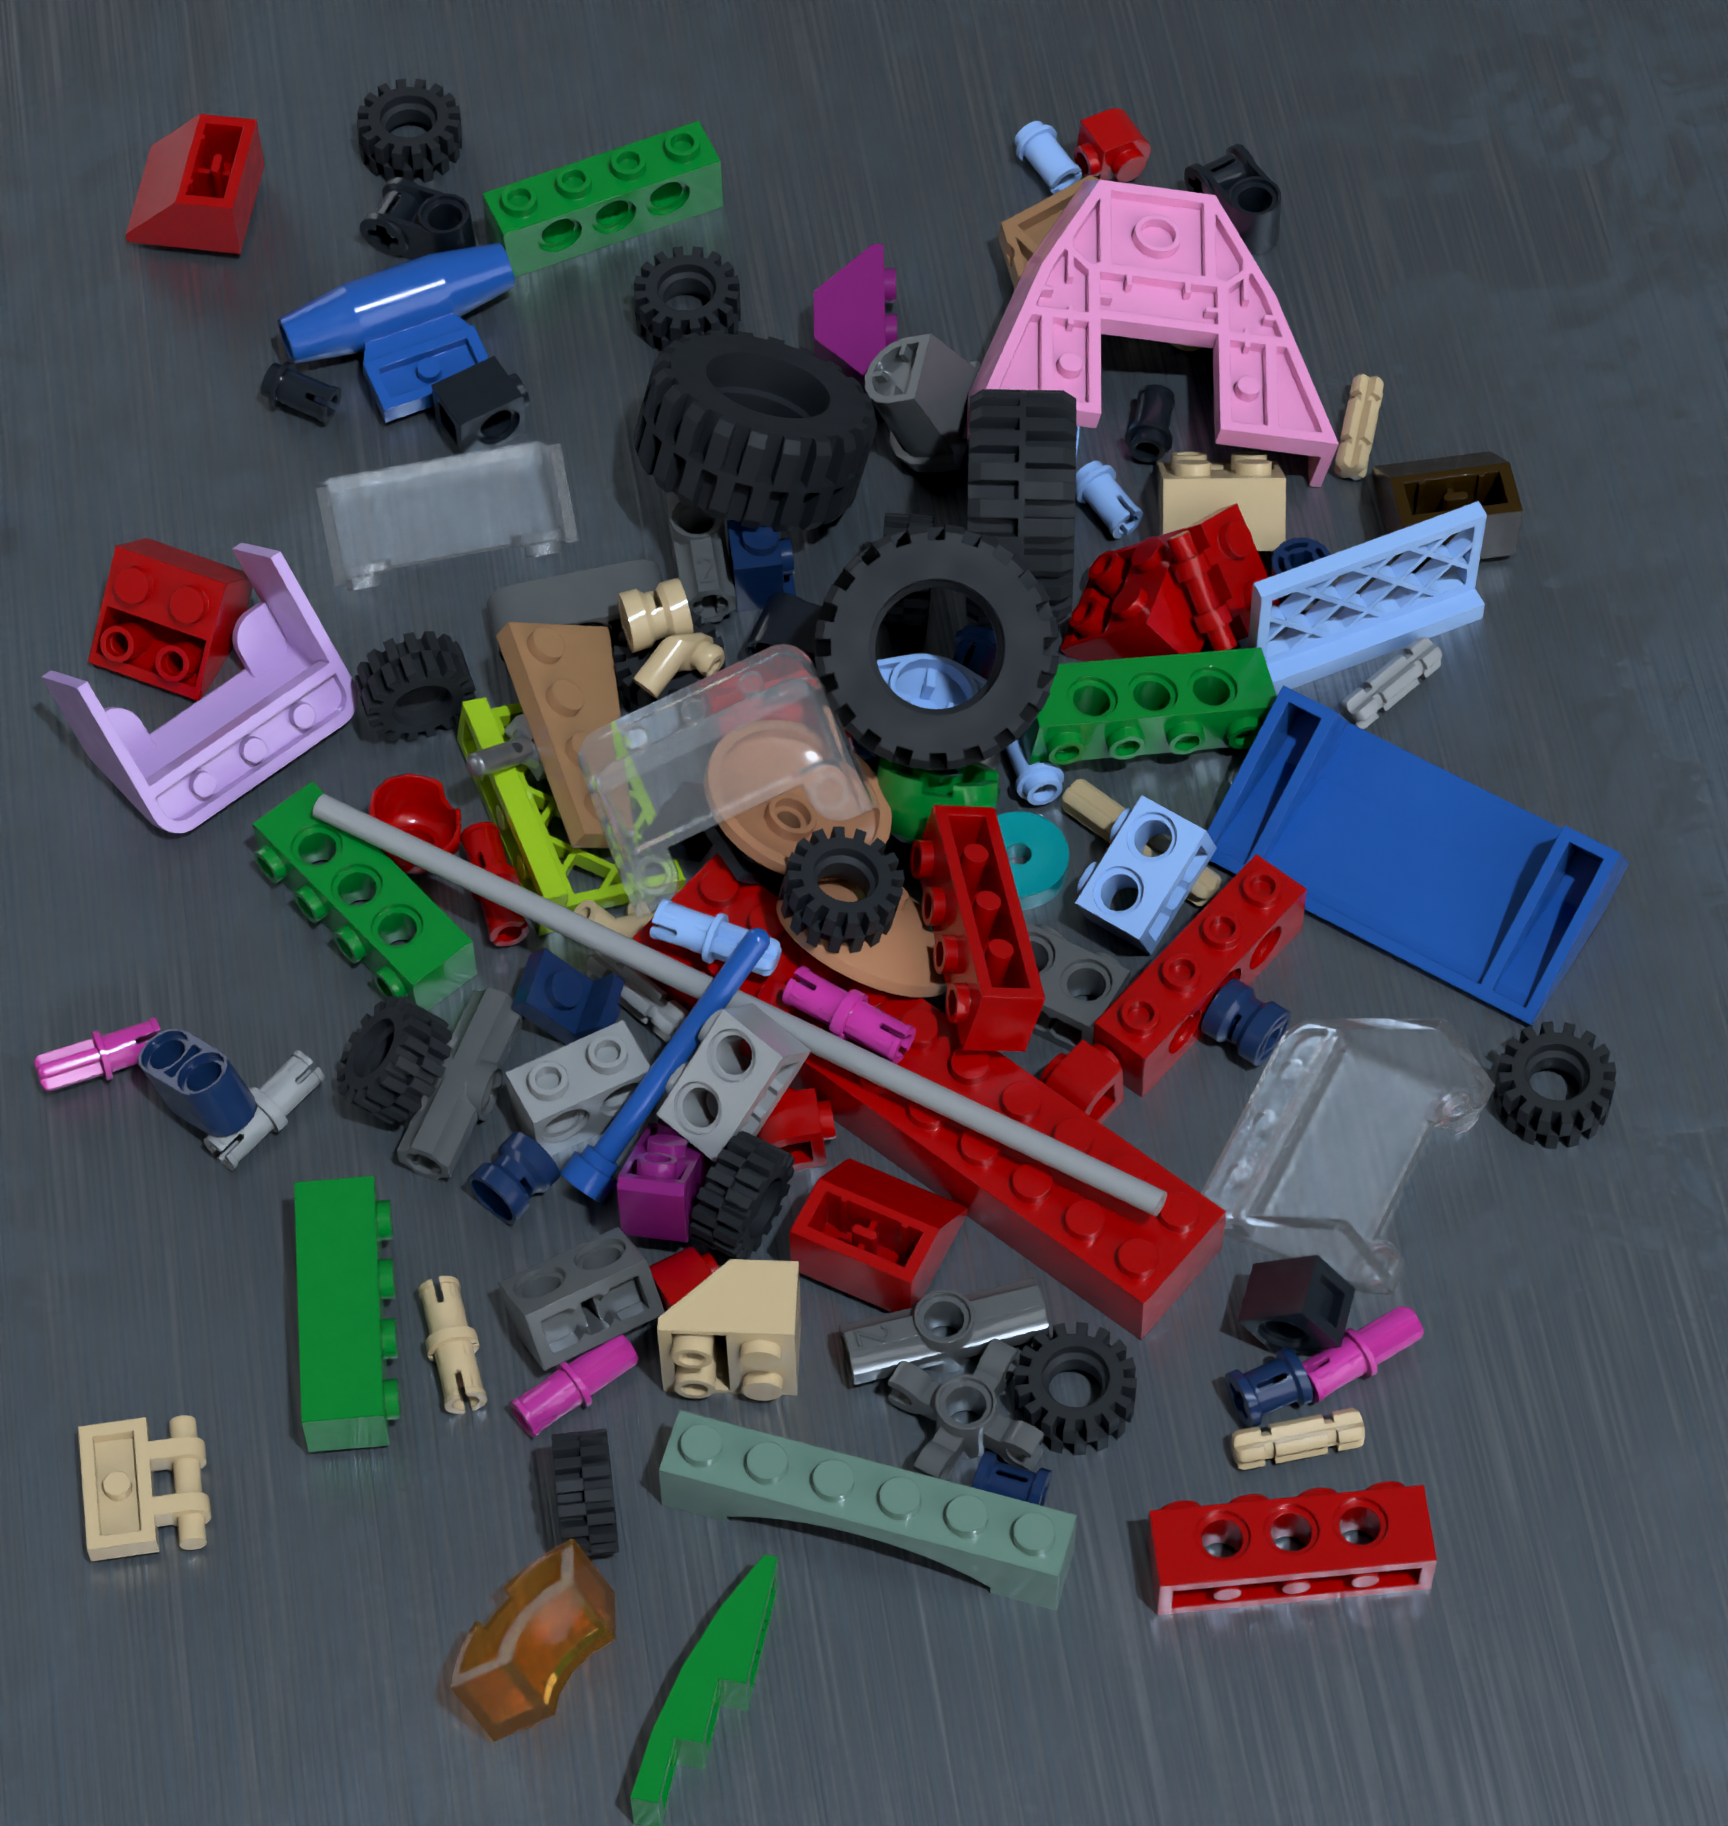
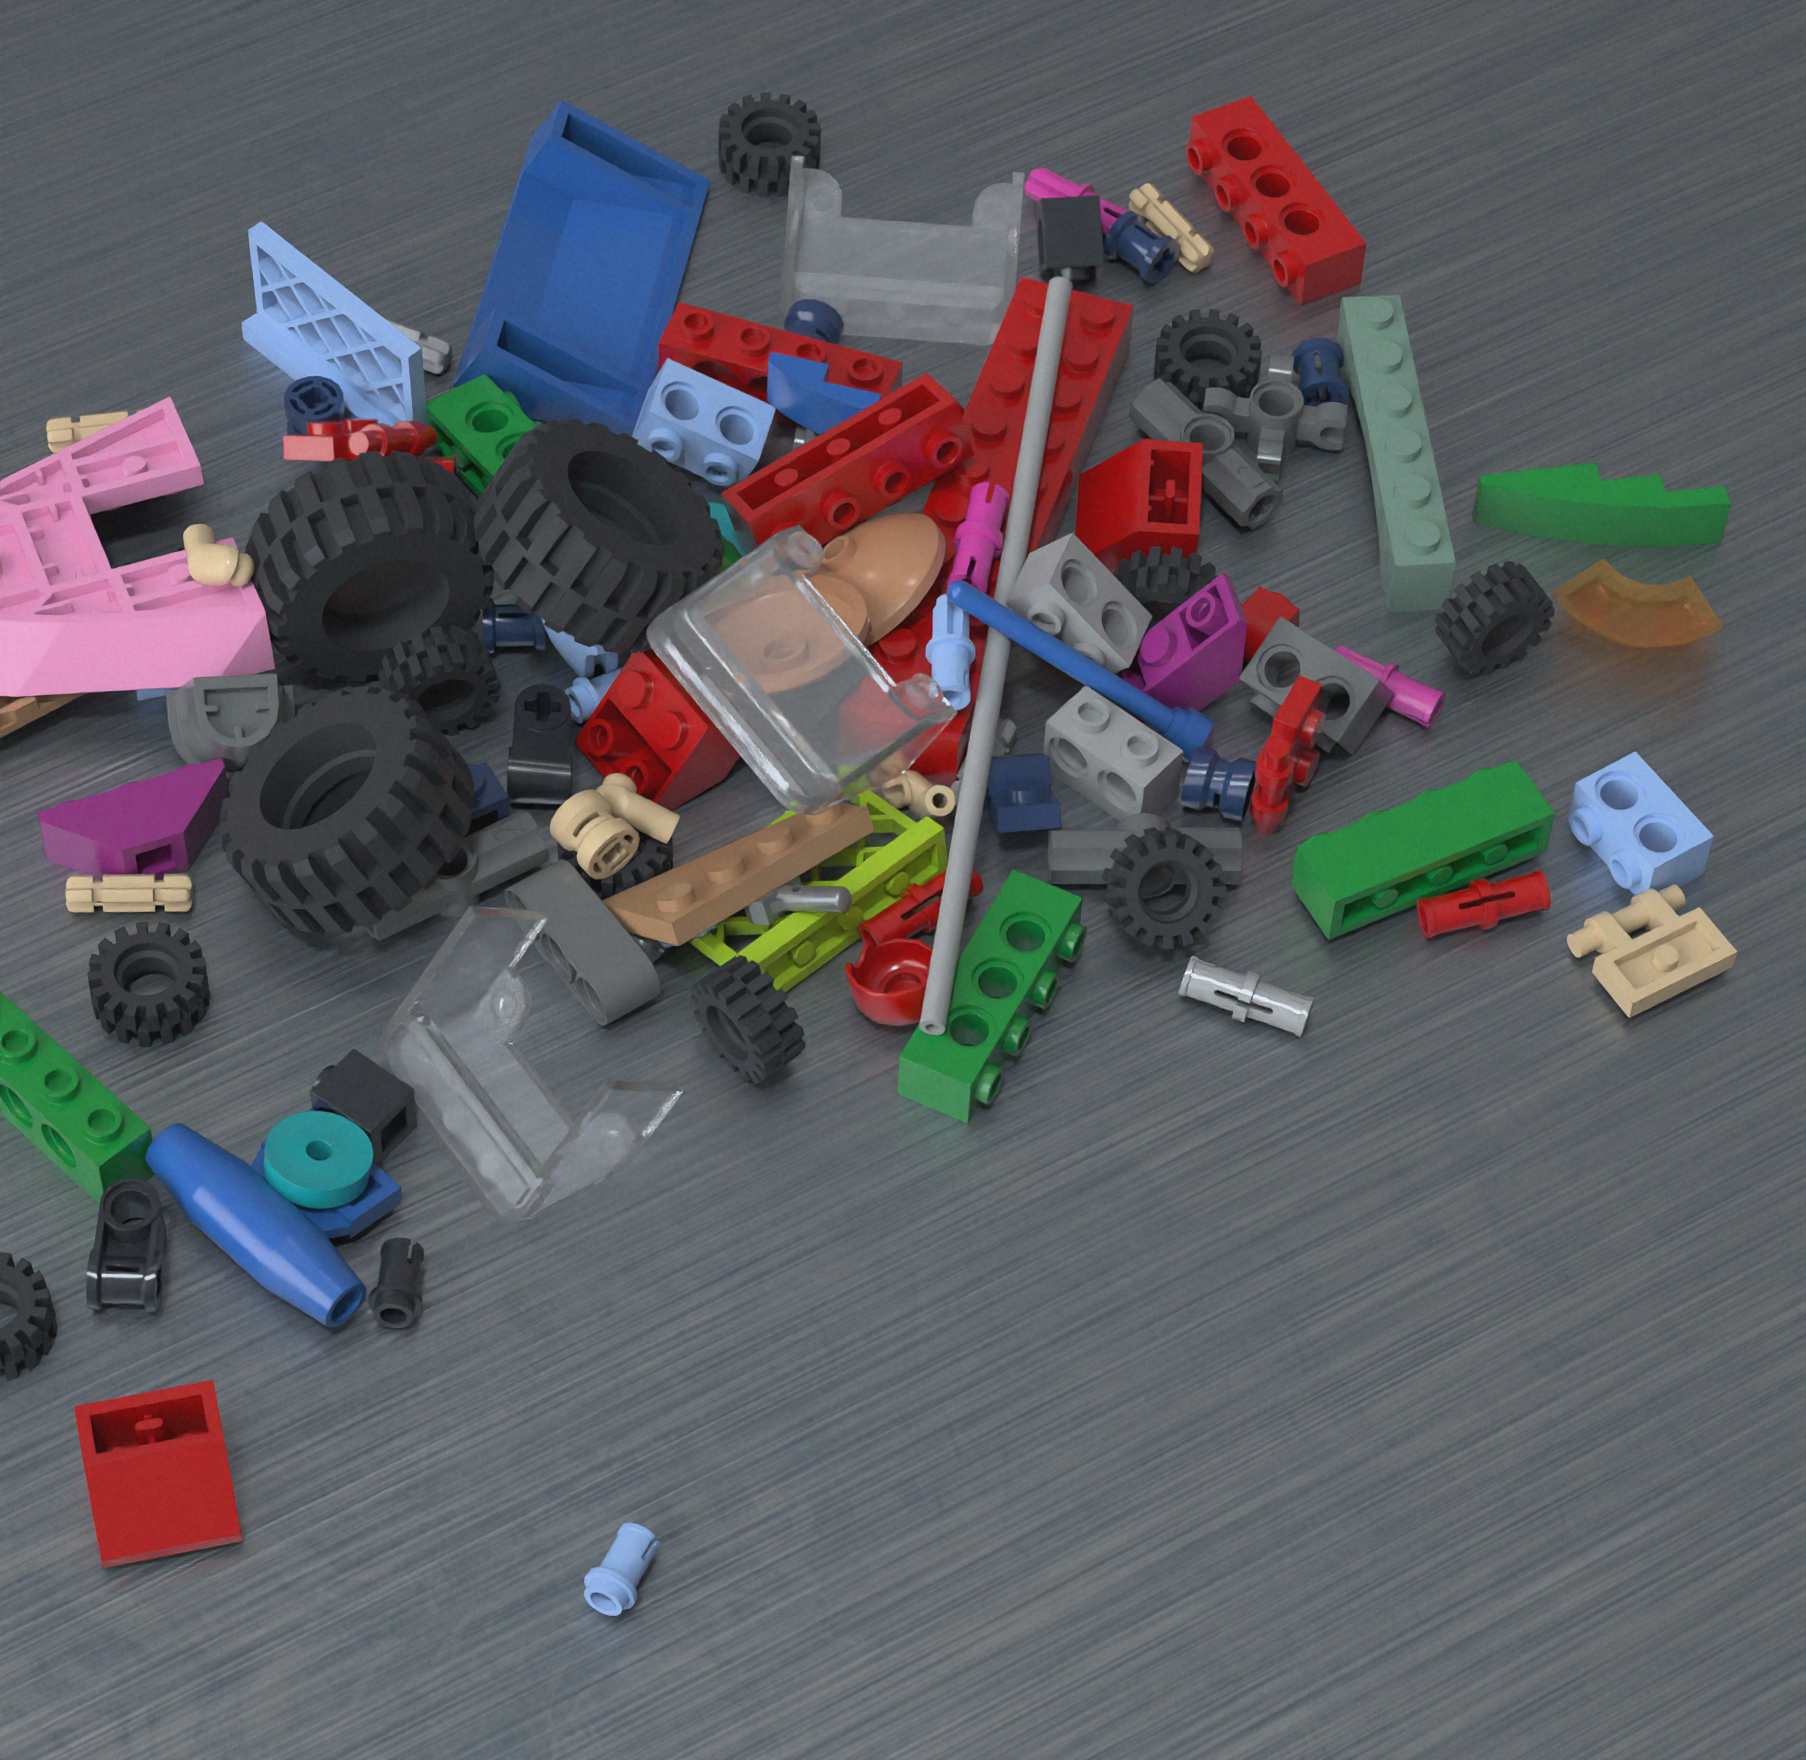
camera: 115 degrees left, 5 degrees down
(94, 1056) = (1256, 1145): dark pink axle -> none
(168, 616) = (737, 1278): red slope -> none
(197, 1082) = (1262, 1031): dark blue beam -> none
(239, 732) = (831, 1180): lavender windscreen -> none
(267, 1358) = (1520, 896): none -> red pin
(281, 1550) = (1639, 827): none -> light blue brick
(423, 321) = (322, 1183): none -> teal piece
(452, 1344) = (1396, 780): tan pin -> none
(493, 1211) = (1287, 755): none -> red plate
(735, 1333) = (1297, 548): tan slope -> none
(798, 312) = (129, 893): none -> tan axle
(850, 861) = (885, 567): black tyre -> none
(1061, 368) = (215, 563): none -> tan arm
(1109, 946) = (804, 393): none -> blue slope
(1196, 487) = (240, 476): tan slope -> none
(1435, 486) = (186, 329): dark brown slope -> none

